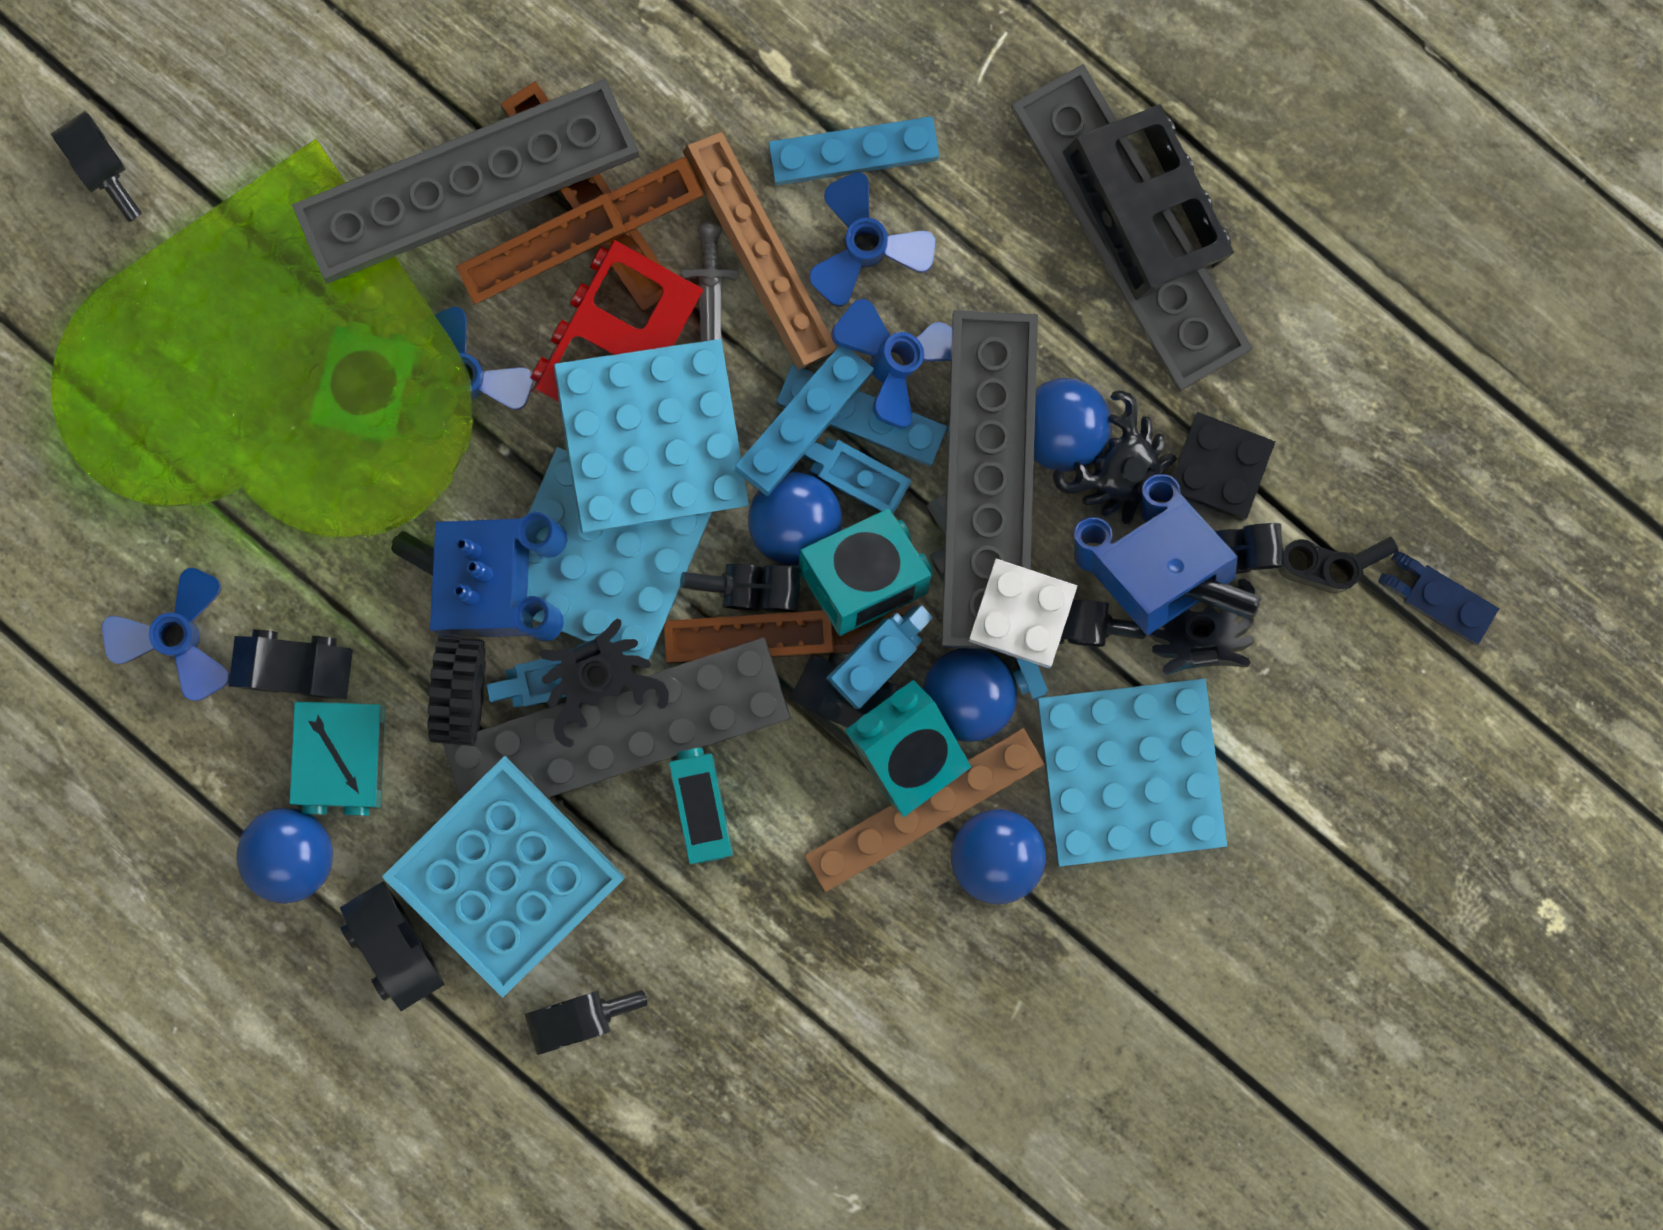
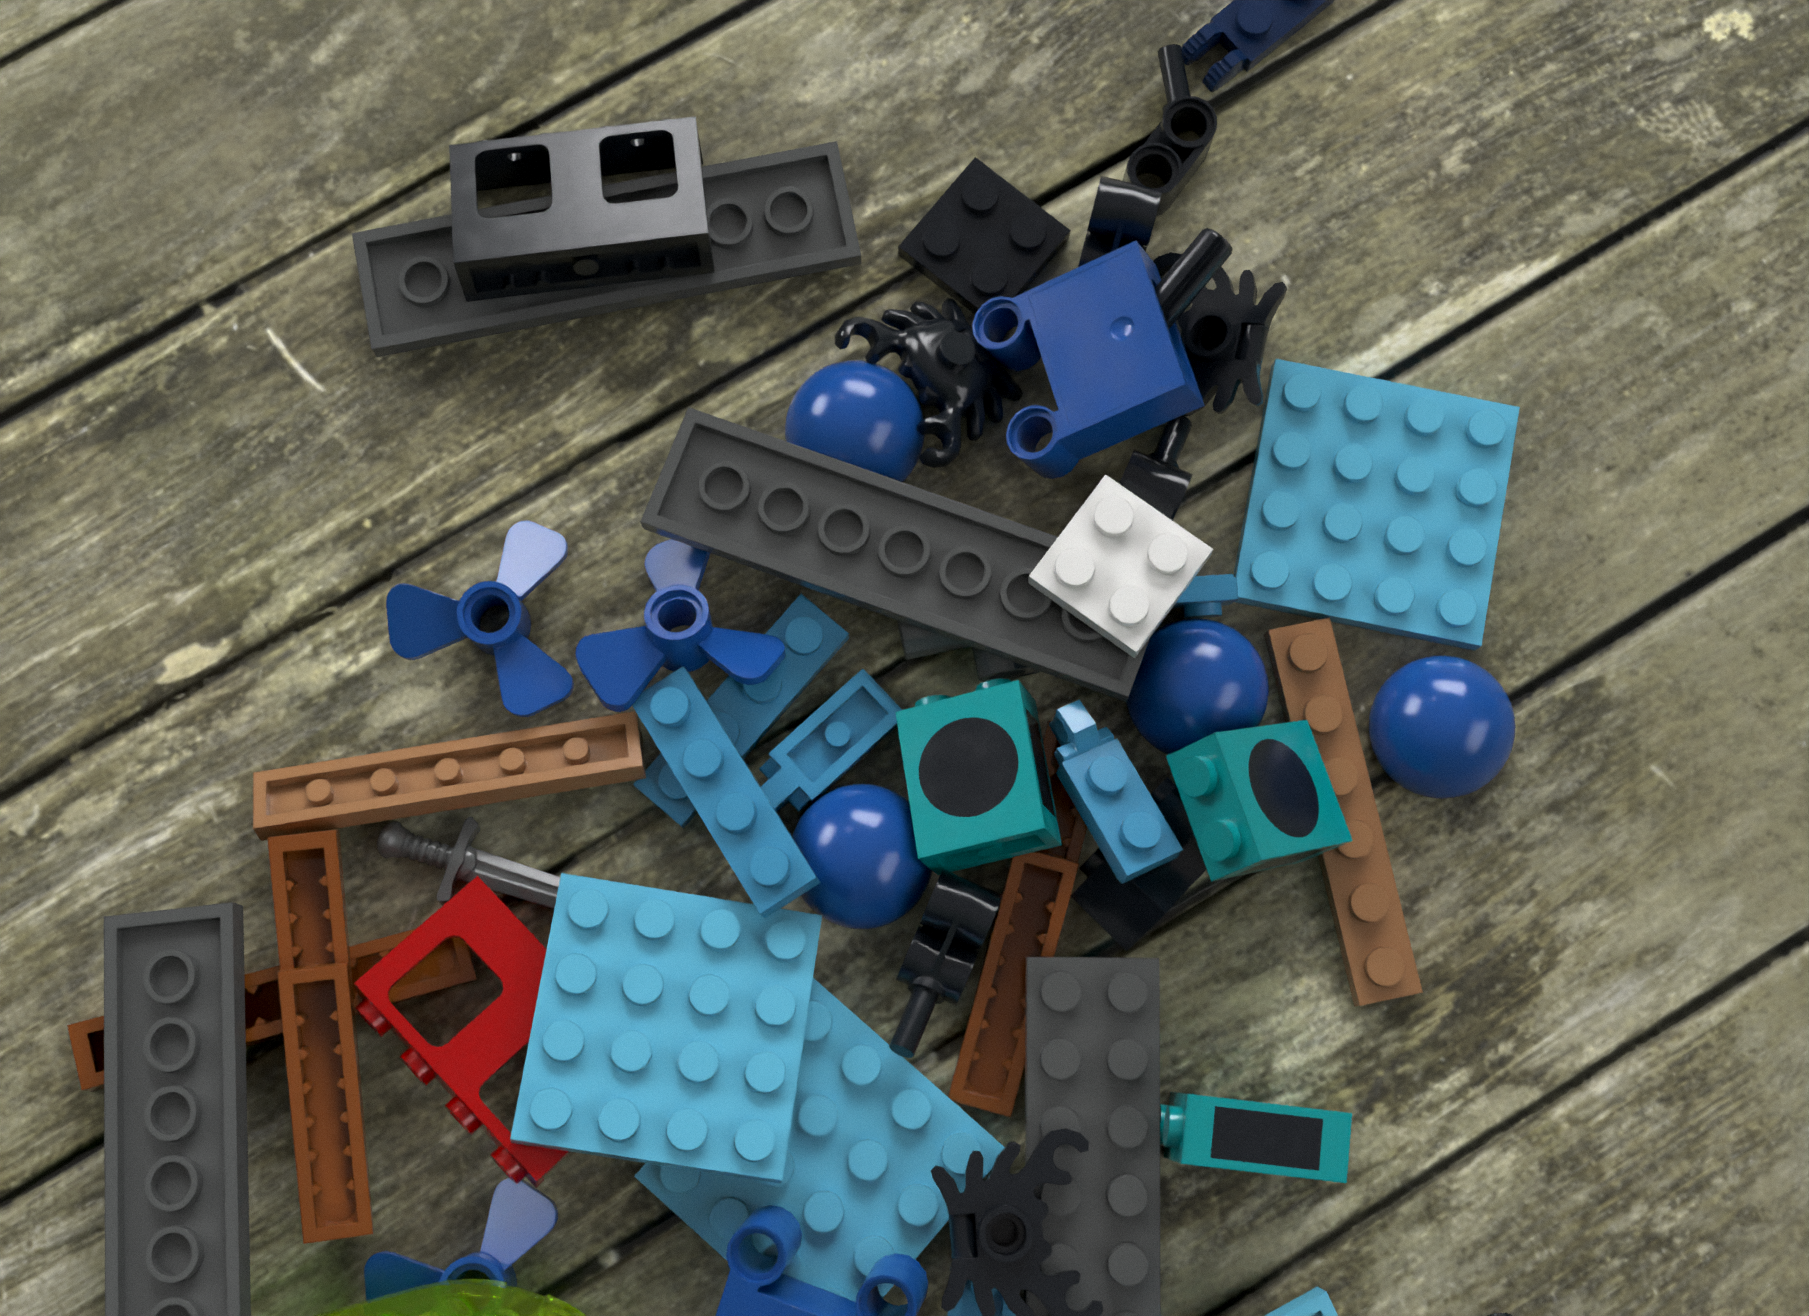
camera: 70 degrees left, 5 degrees down
(854, 150) = (354, 595): dark azure plate -> none

